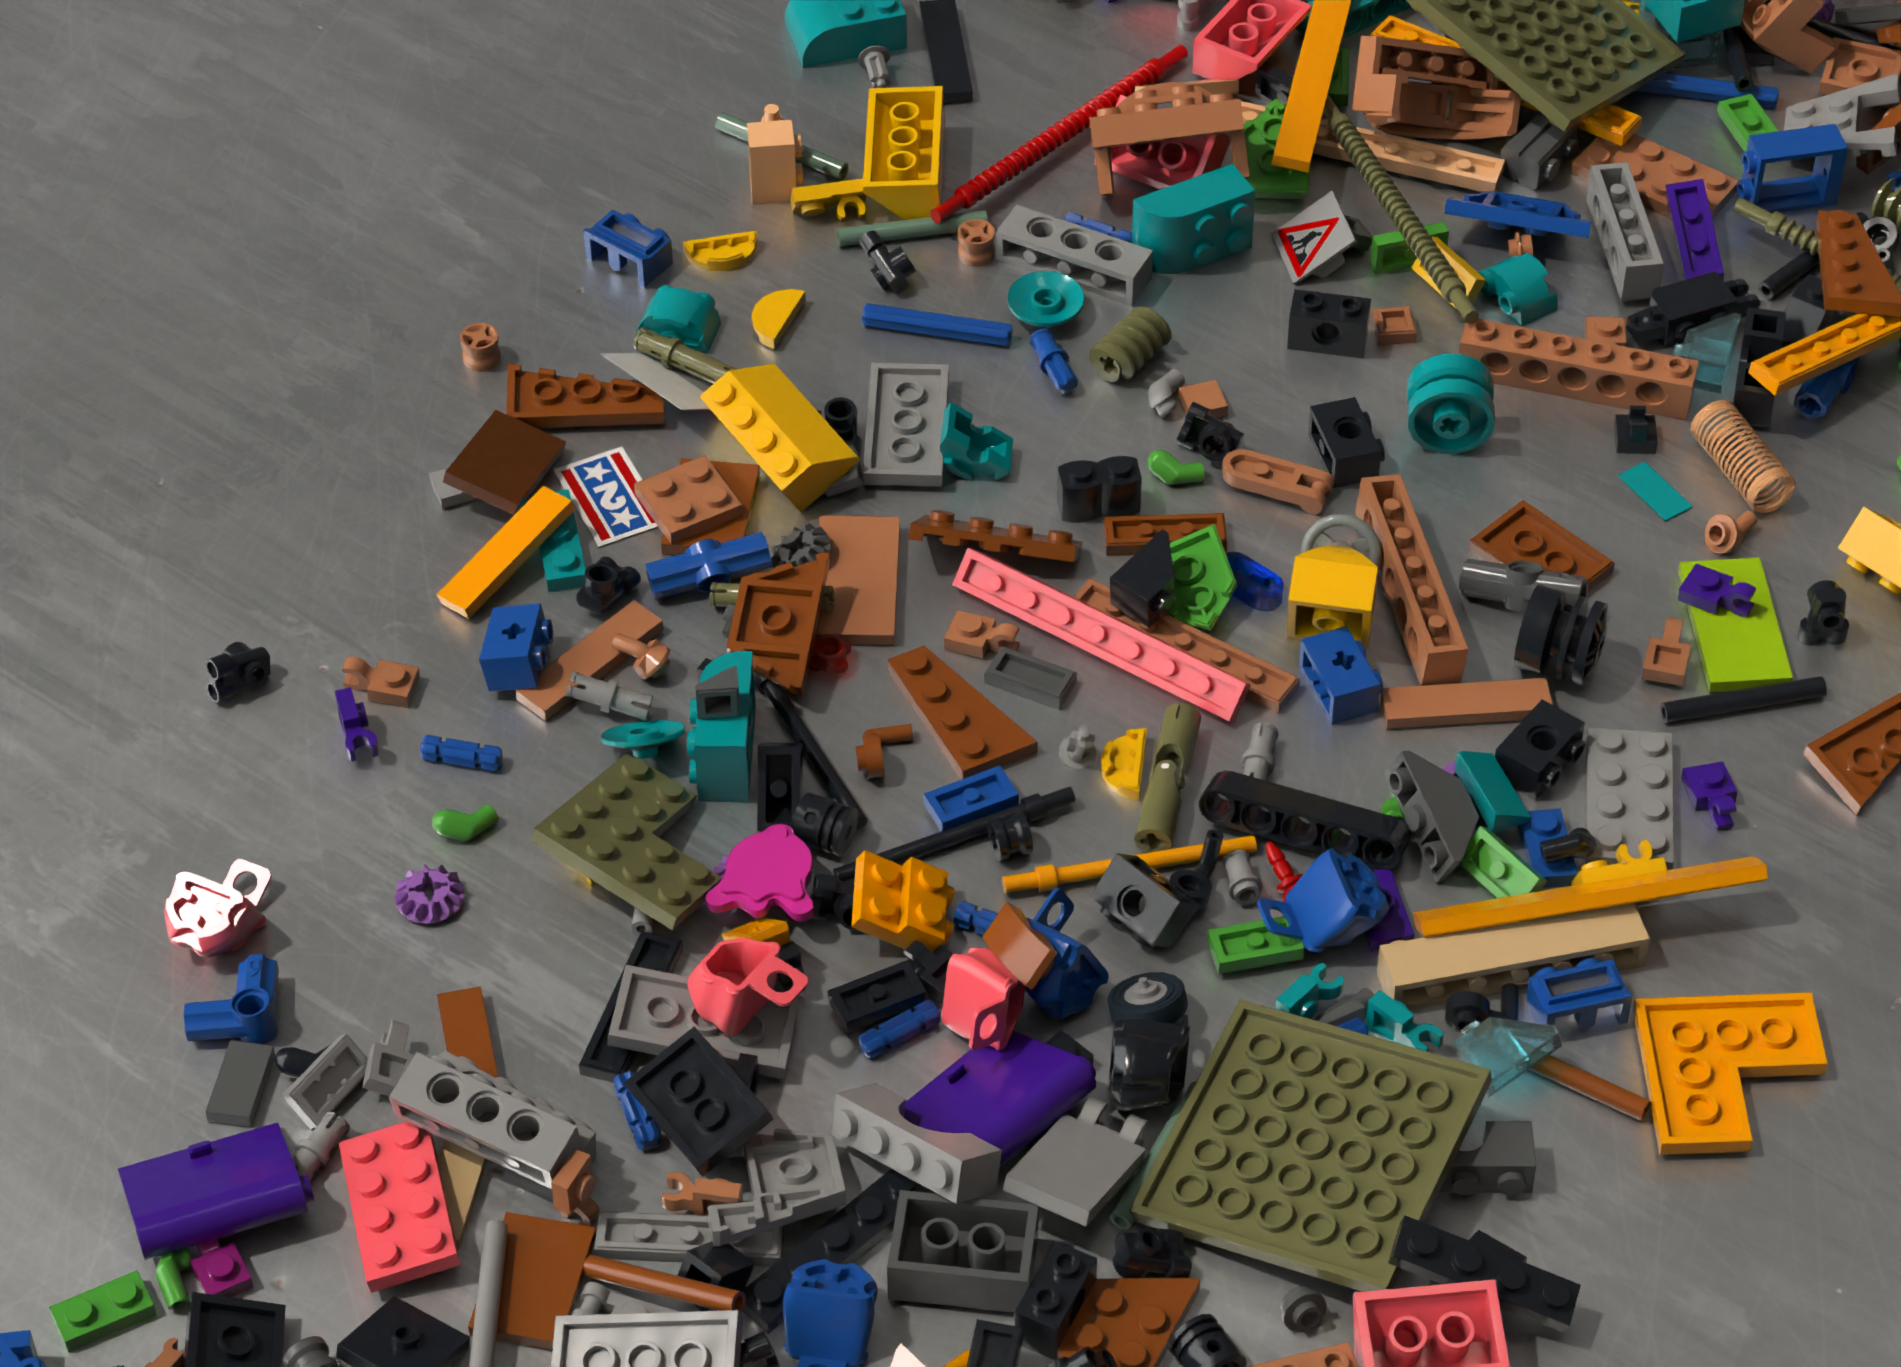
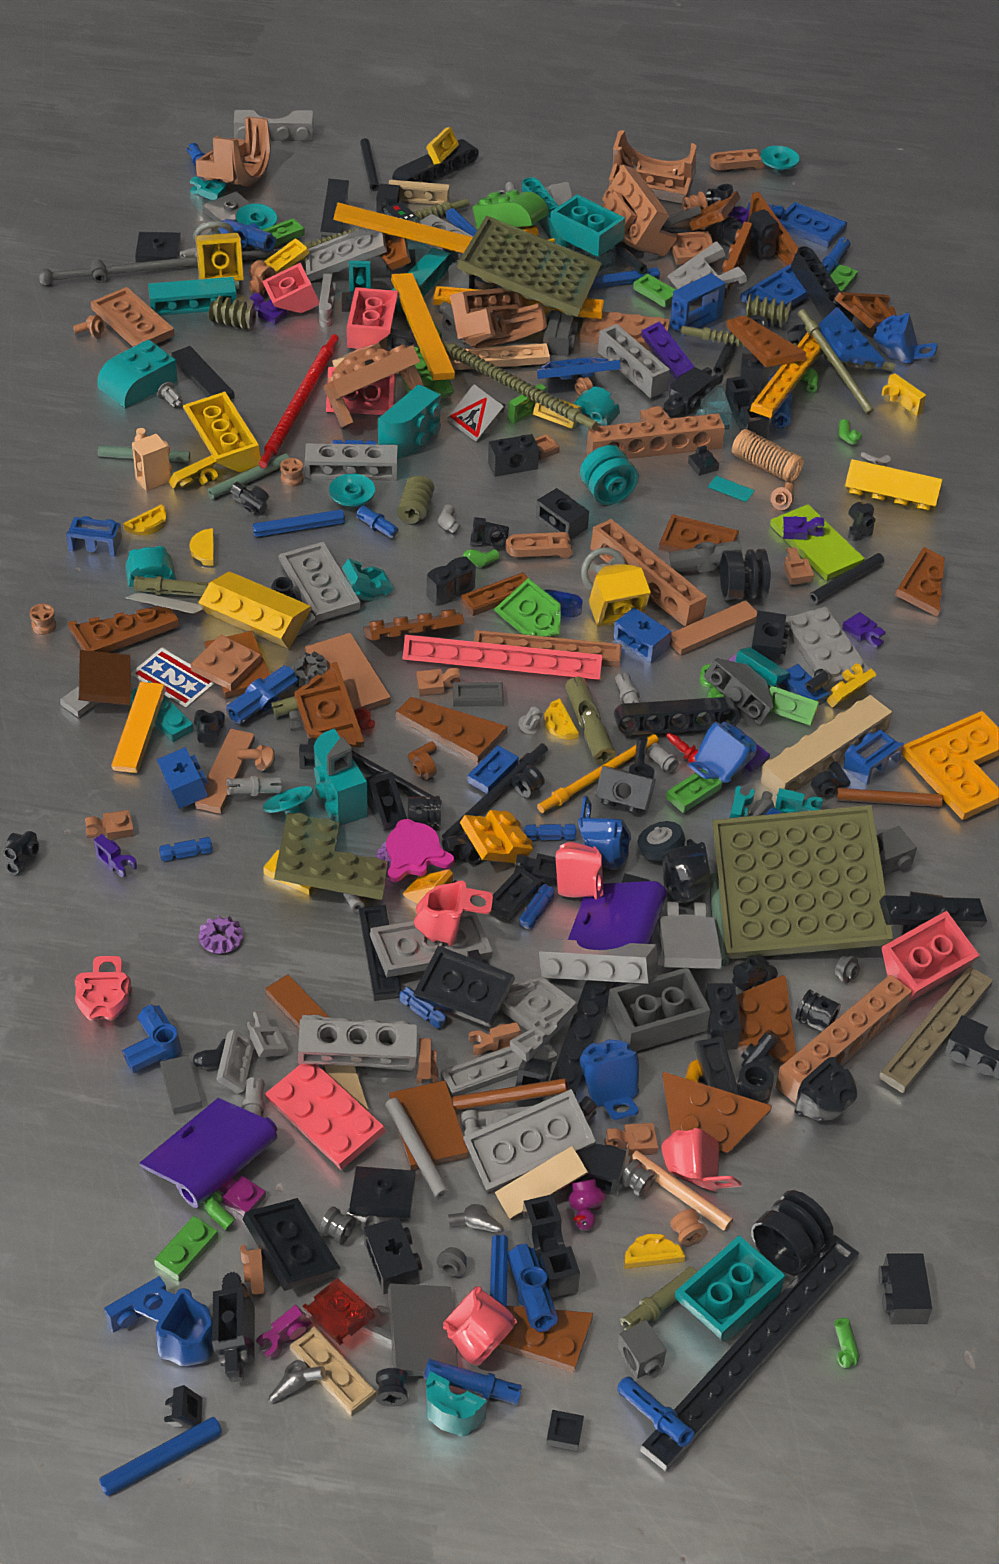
camera: 30 degrees left, 0 degrees up
(462, 825) = (214, 889): bright green arm -> none
(1020, 946) = (589, 833): dark orange slope -> none
(1146, 582) = (515, 620): black slope -> none
(1206, 394) = (466, 516): nougat tile -> none
(1506, 1047) = (859, 790): clear light blue slope -> none
(1590, 896) = (849, 701): light orange tile -> none

